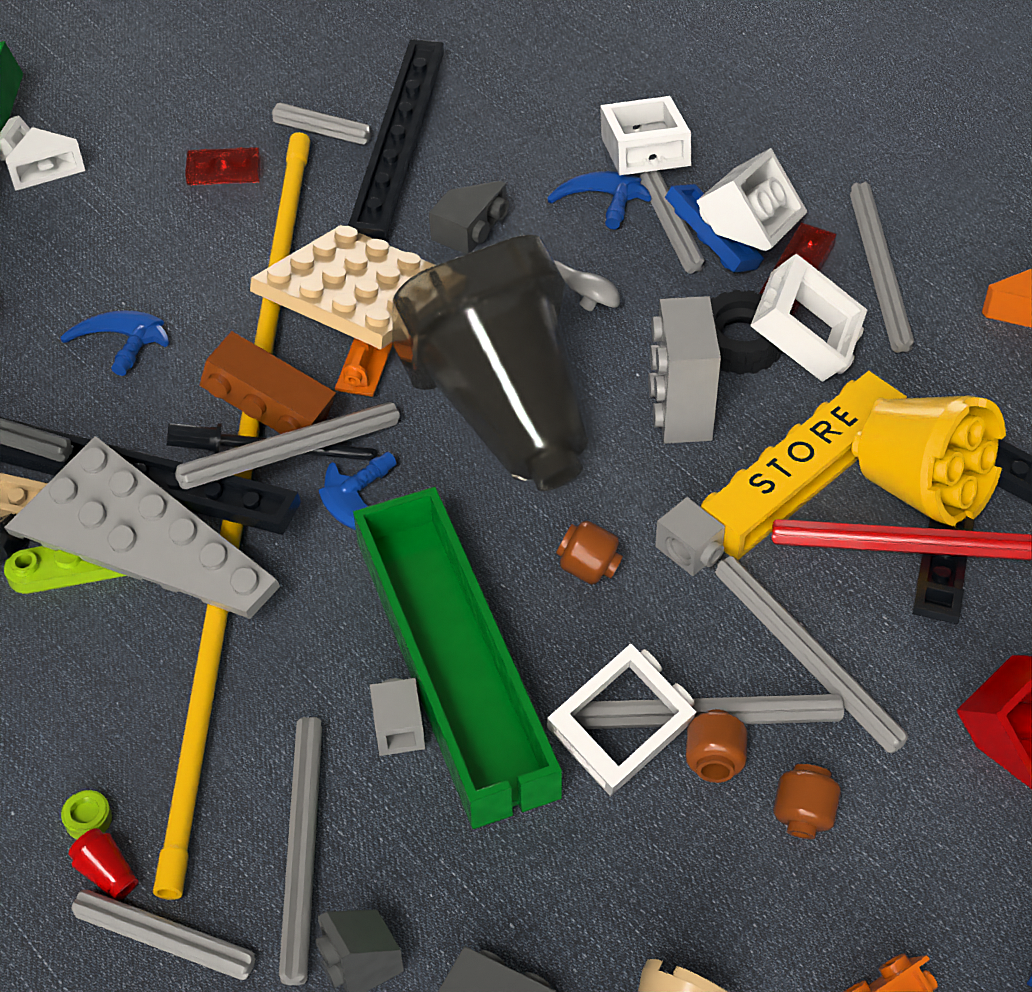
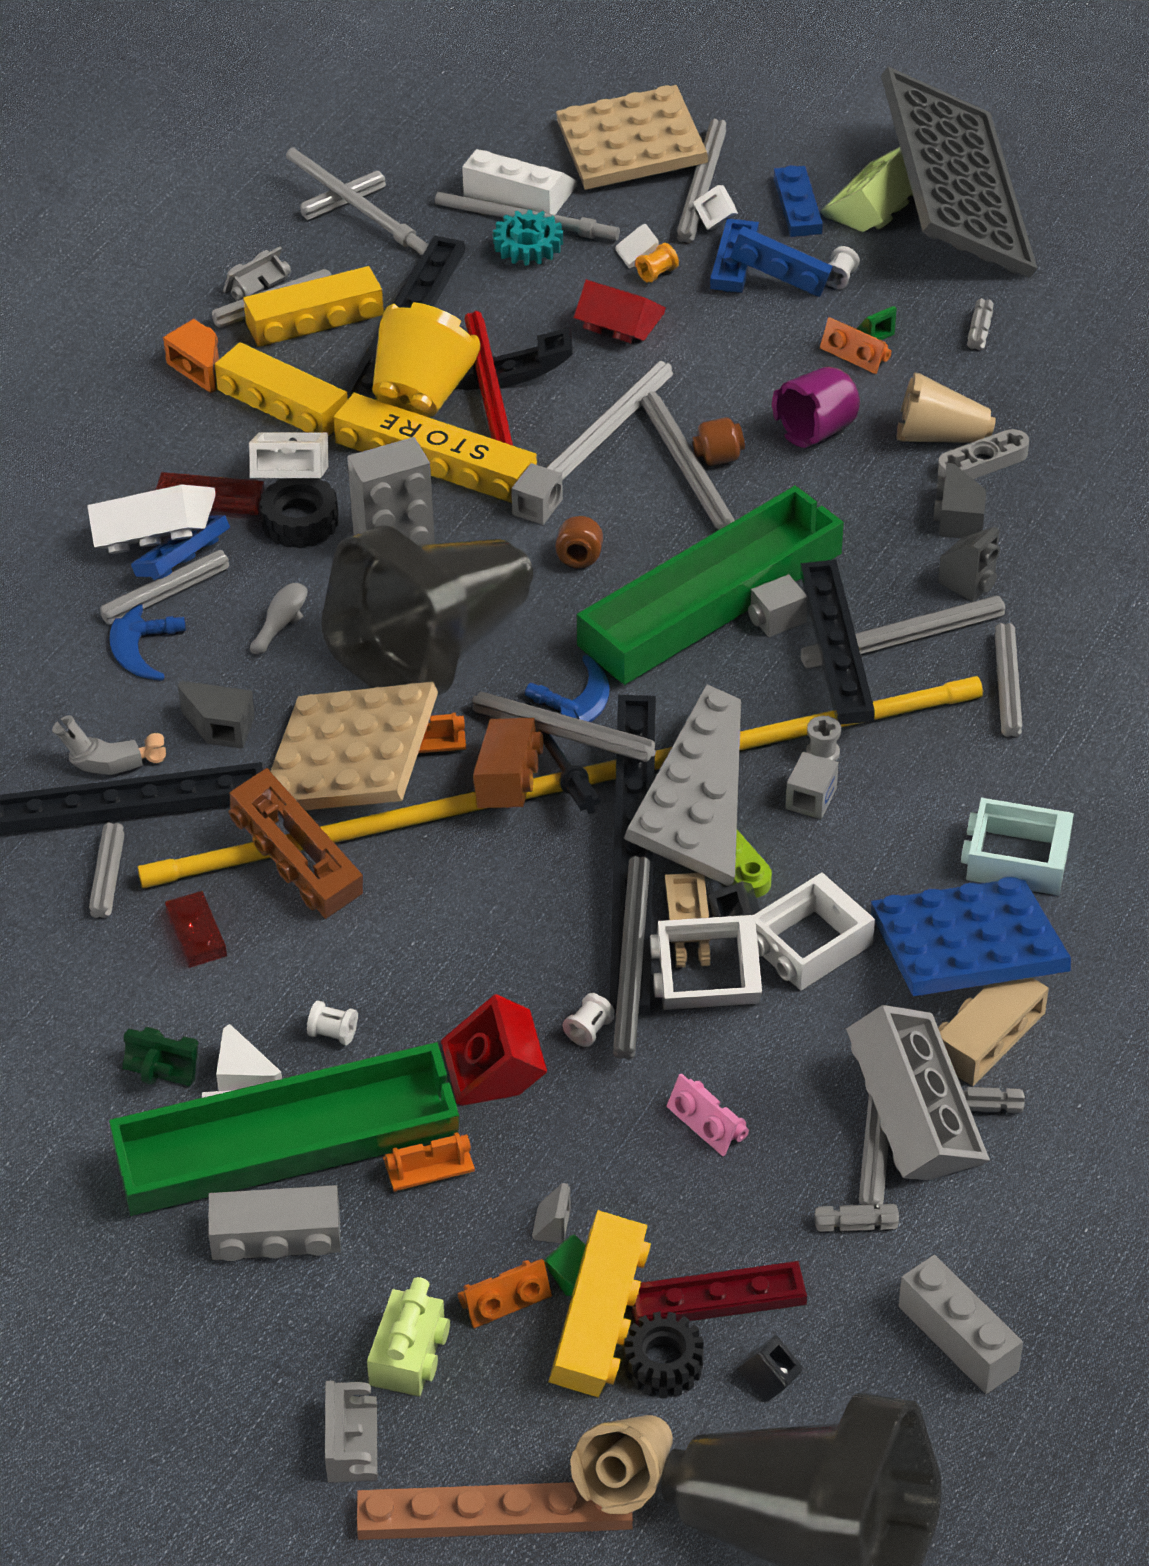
camera: 110 degrees left, 5 degrees down
(54, 220) = (332, 1022): none -> white bush
(84, 812) = (943, 756): lime tile -> none
(87, 110) = (160, 1057): none -> dark green hips
(102, 863) = (977, 725): red cone -> none
(105, 655) = (811, 785): none -> light grey brick
(139, 326) = (441, 919): blue piece -> none
(154, 685) = (823, 736): none -> light grey bush
(254, 221) = (256, 809): none -> dark orange brick
(291, 739) = (837, 642): none -> black plate
(457, 135) = (103, 757): none -> light grey arm
(588, 752) = (720, 492): white window -> none
(660, 133) = (81, 629): white window -> none
(739, 876) = (816, 405): none -> magenta cylinder
(807, 800) = (738, 394): dark orange head -> none
(881, 268) = (178, 450): light grey axle -> none
(954, 349) = (279, 389): none -> yellow brick

